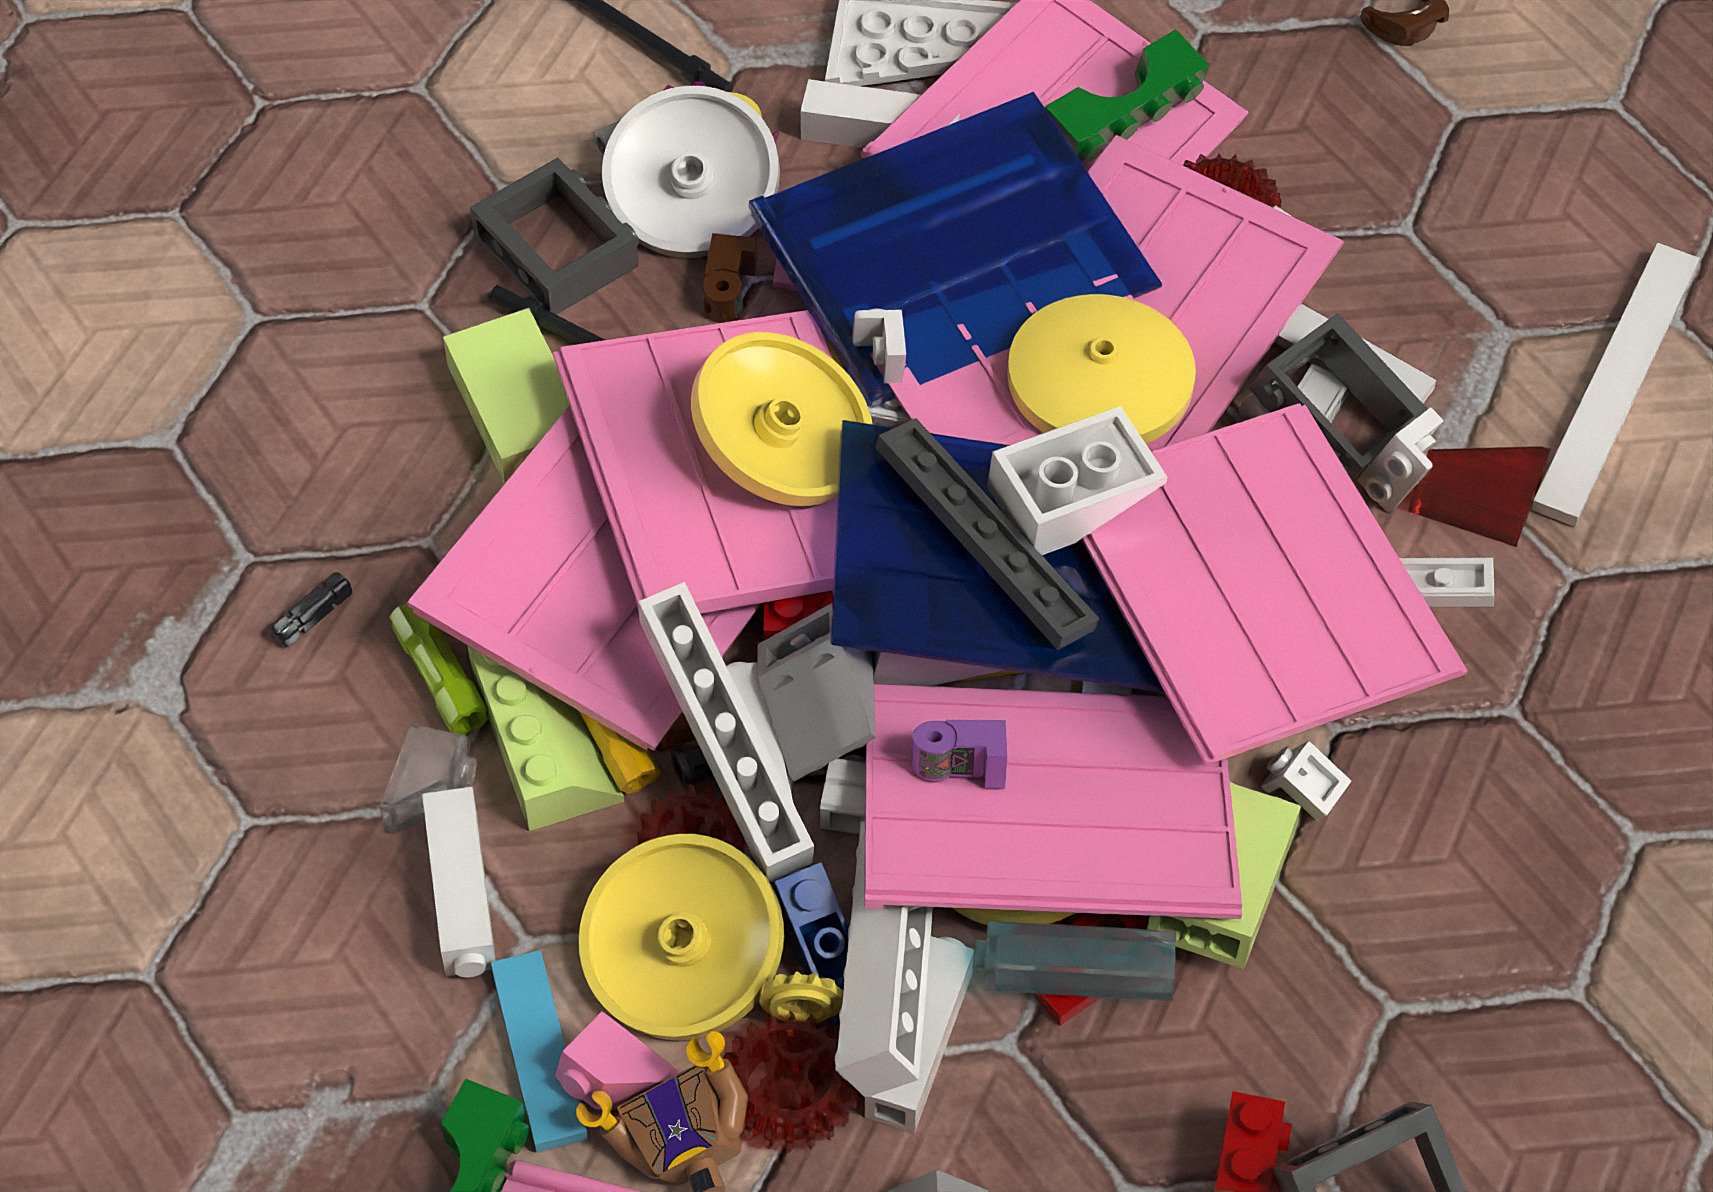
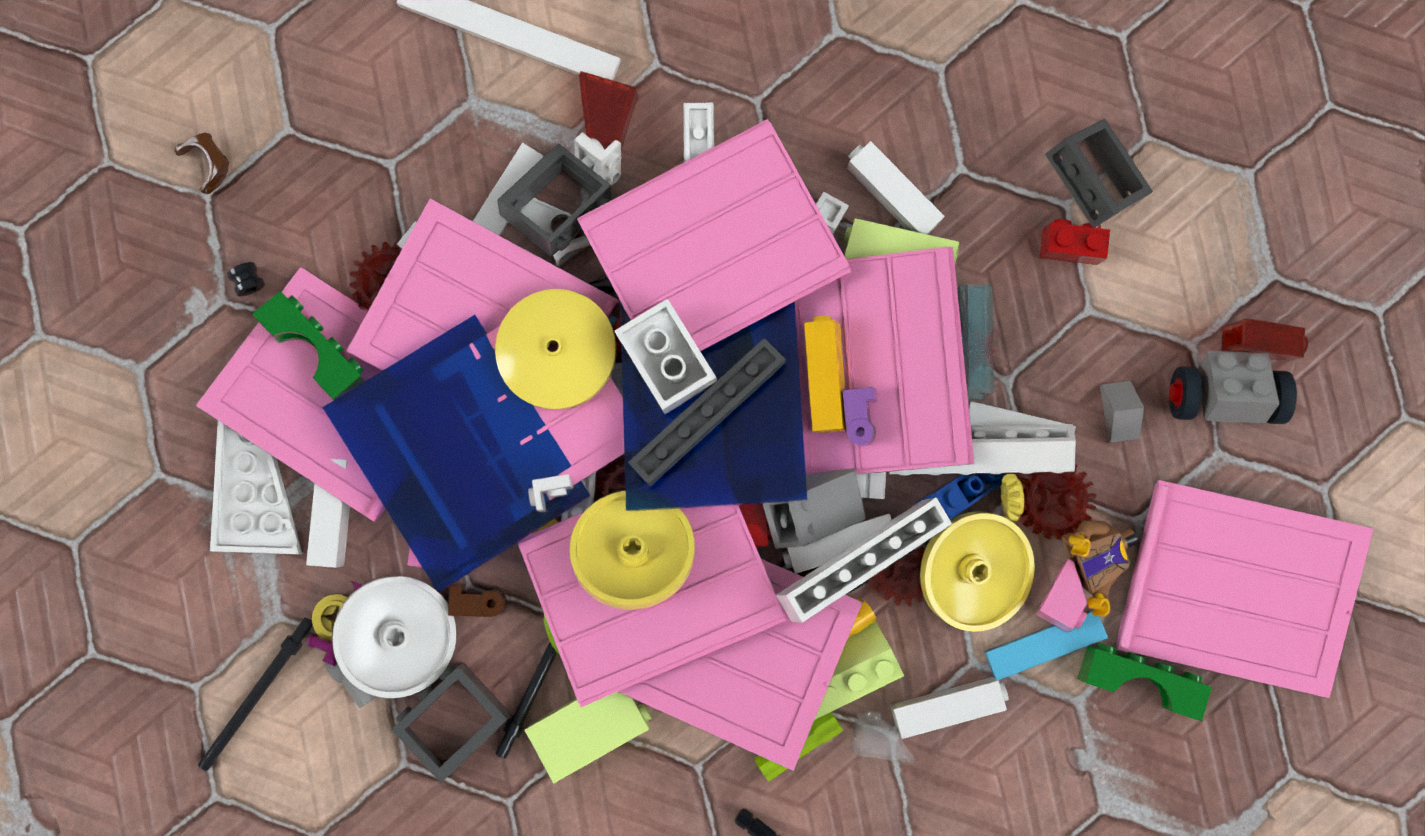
camera: 90 degrees left, 30 degrees up
(1043, 714) = (825, 374): none -> yellow brick
(1231, 46) = (245, 279): none -> black wheel
(1348, 885) = (893, 189): none -> white brick

